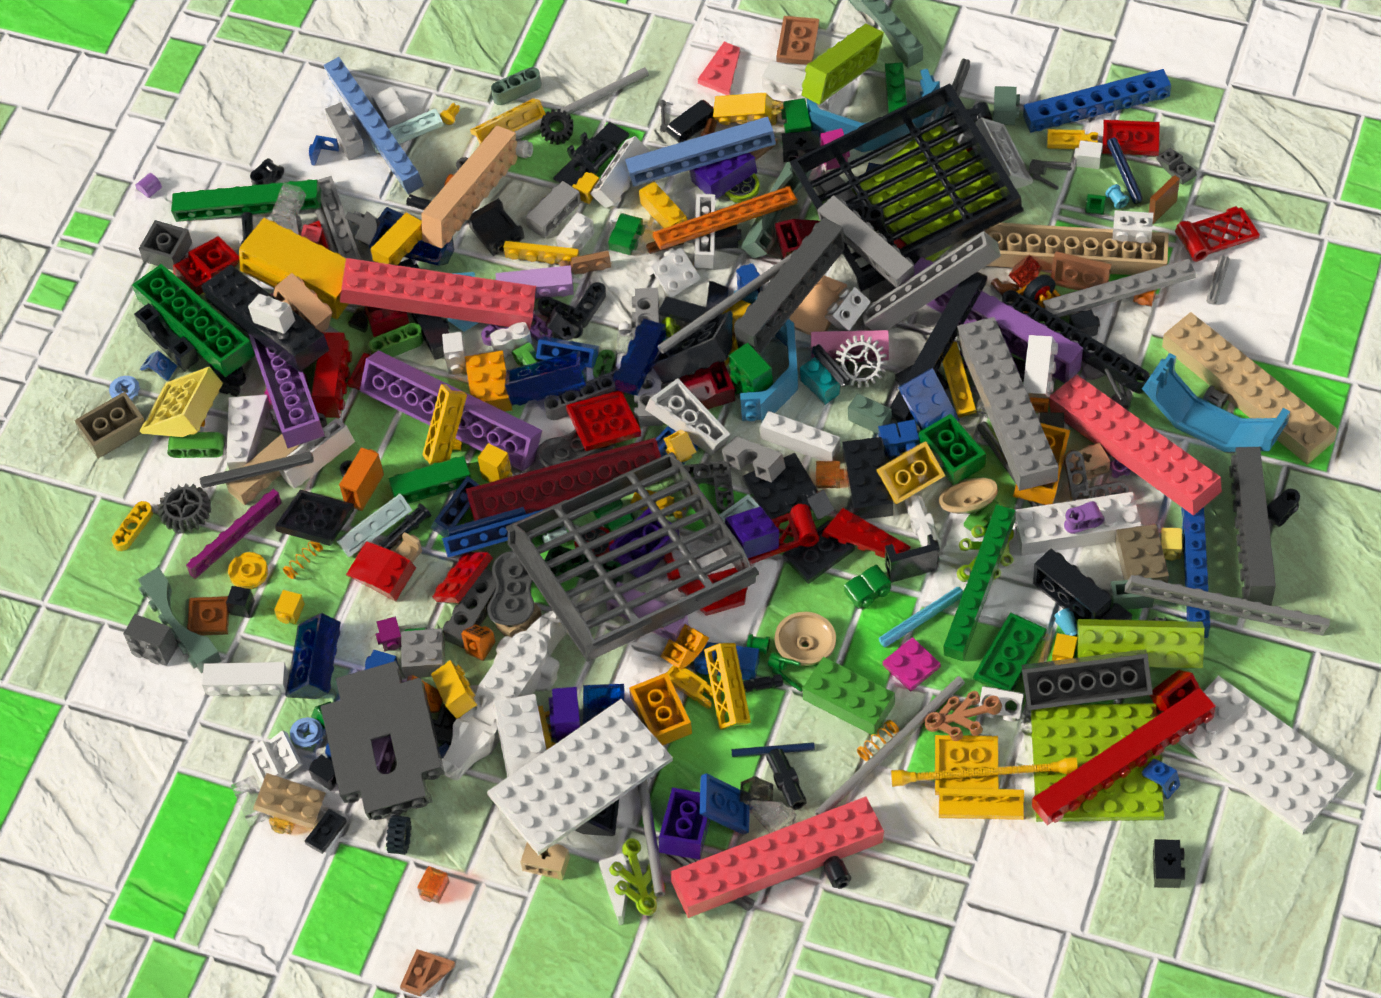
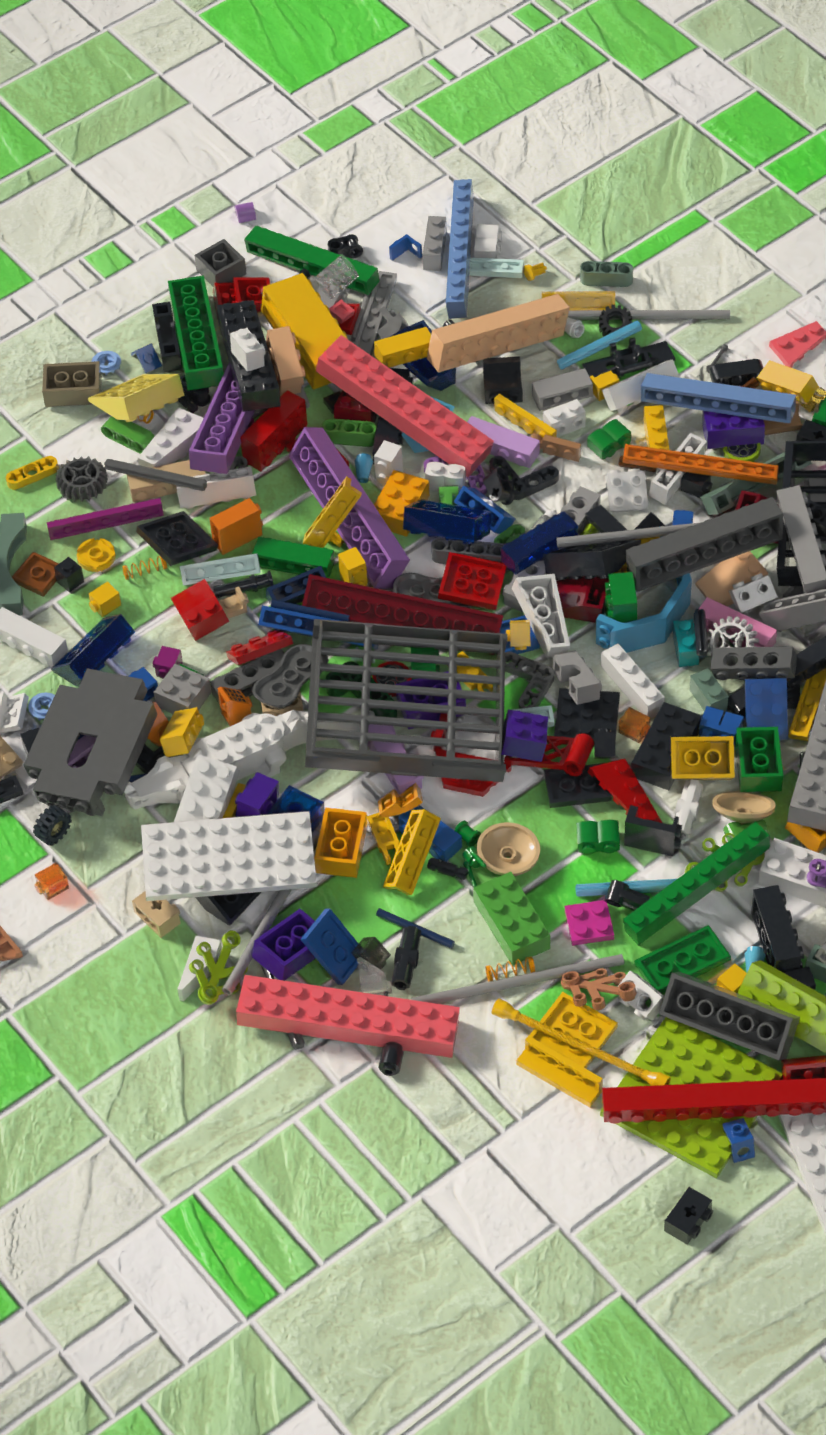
camera: 30 degrees right, 5 degrees down
(430, 366) = (363, 467): none -> dark azure cone
(557, 154) = (599, 345): none -> medium azure axle
(885, 367) = (760, 656): none -> dark grey brick
(925, 626) = (621, 895): none -> black piece

